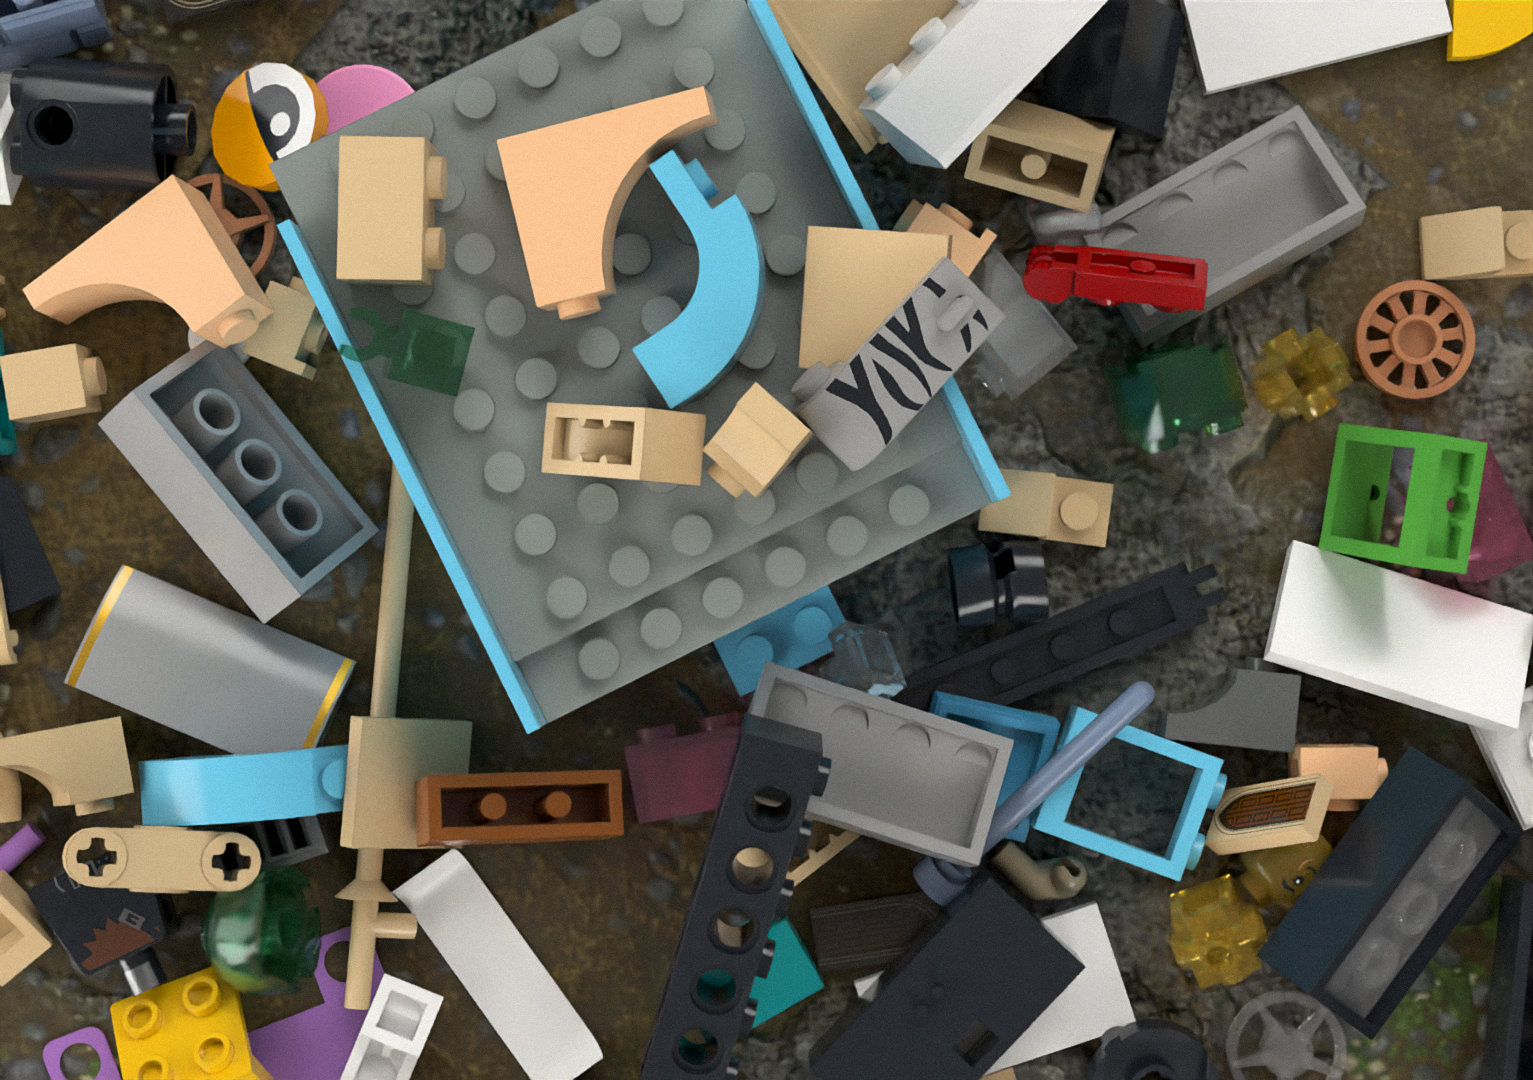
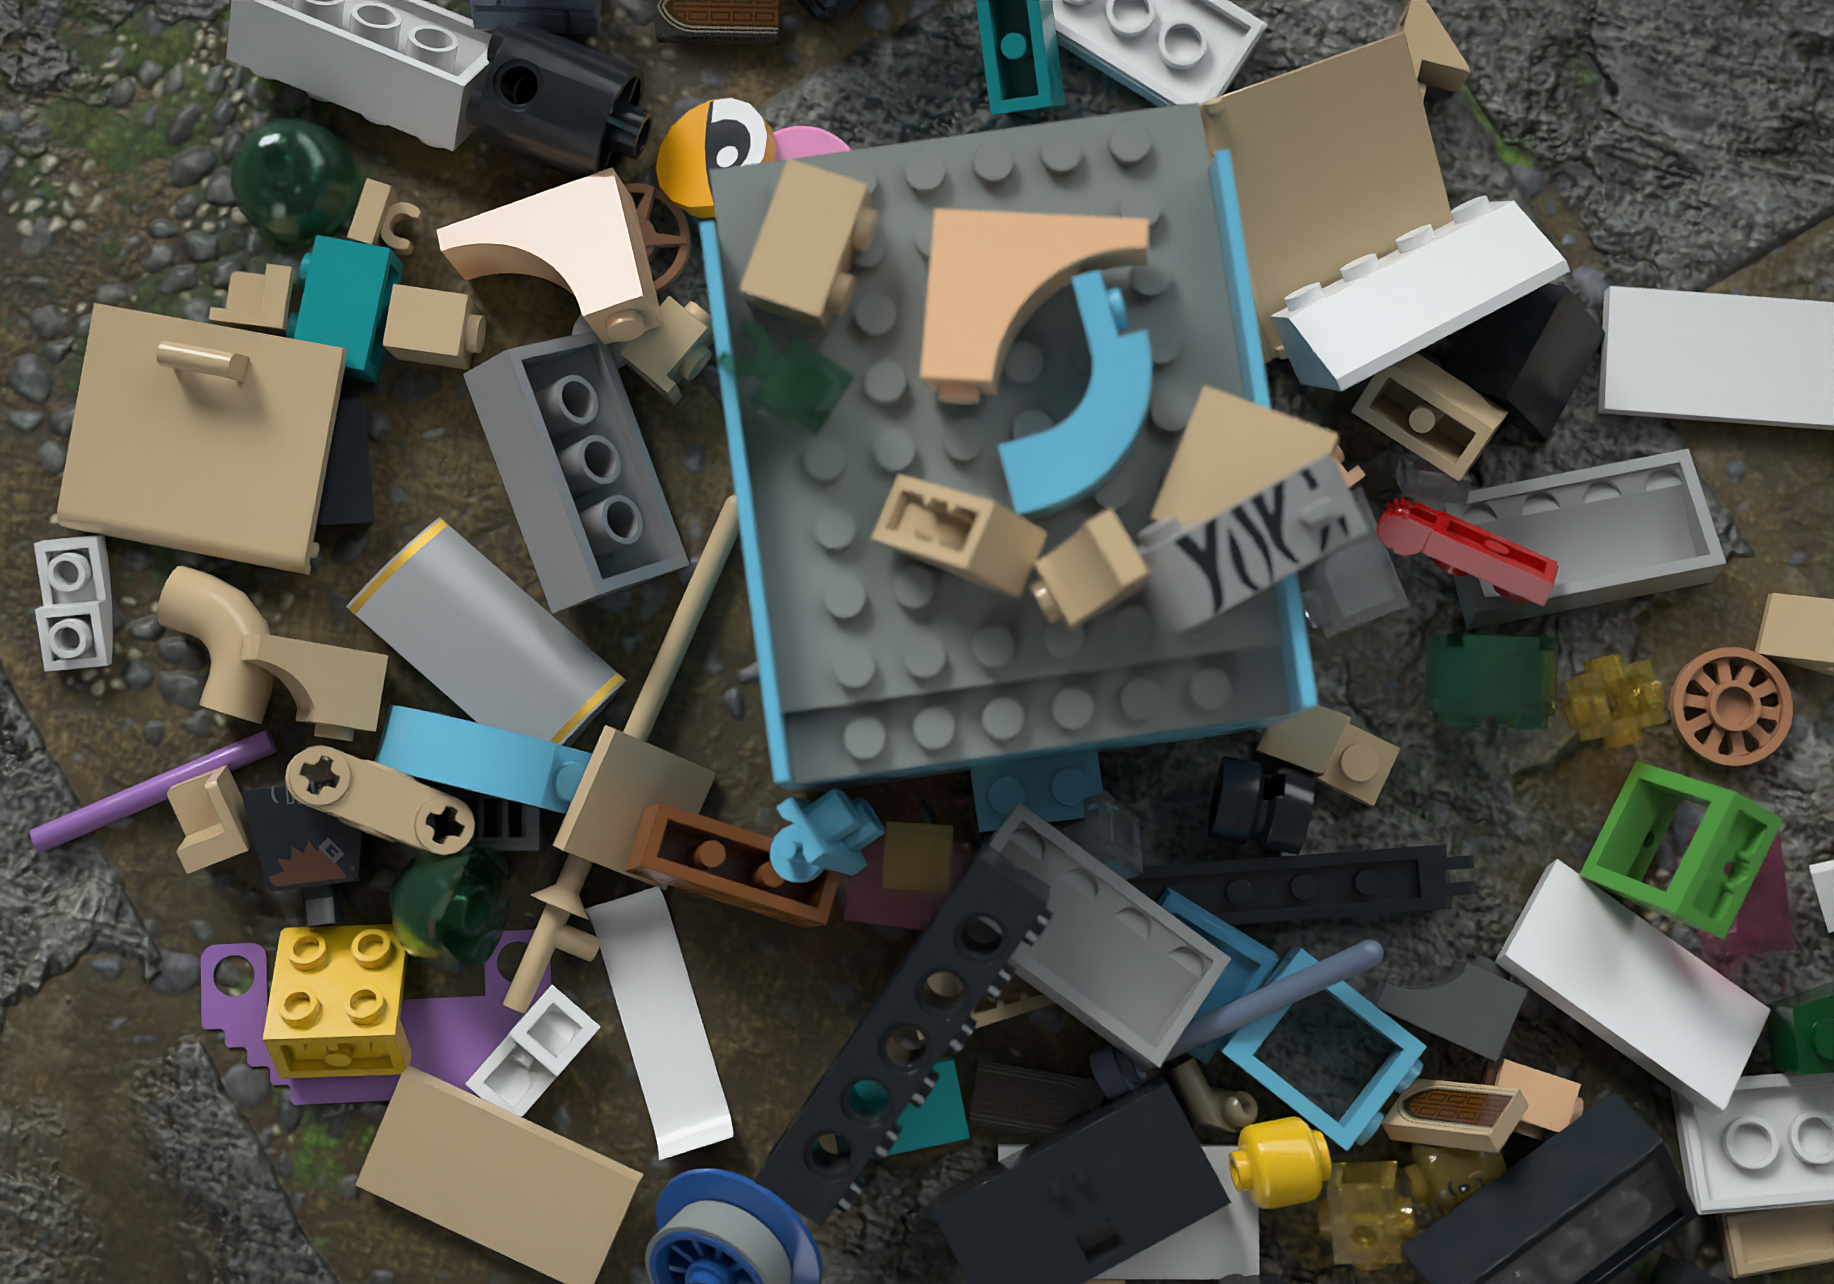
camera: 25 degrees right, 5 degrees down
(593, 755) = (823, 836): none -> medium azure hips
(688, 744) = (917, 856): none -> clear yellow plate
(1121, 912) = (1280, 1162): none -> yellow head

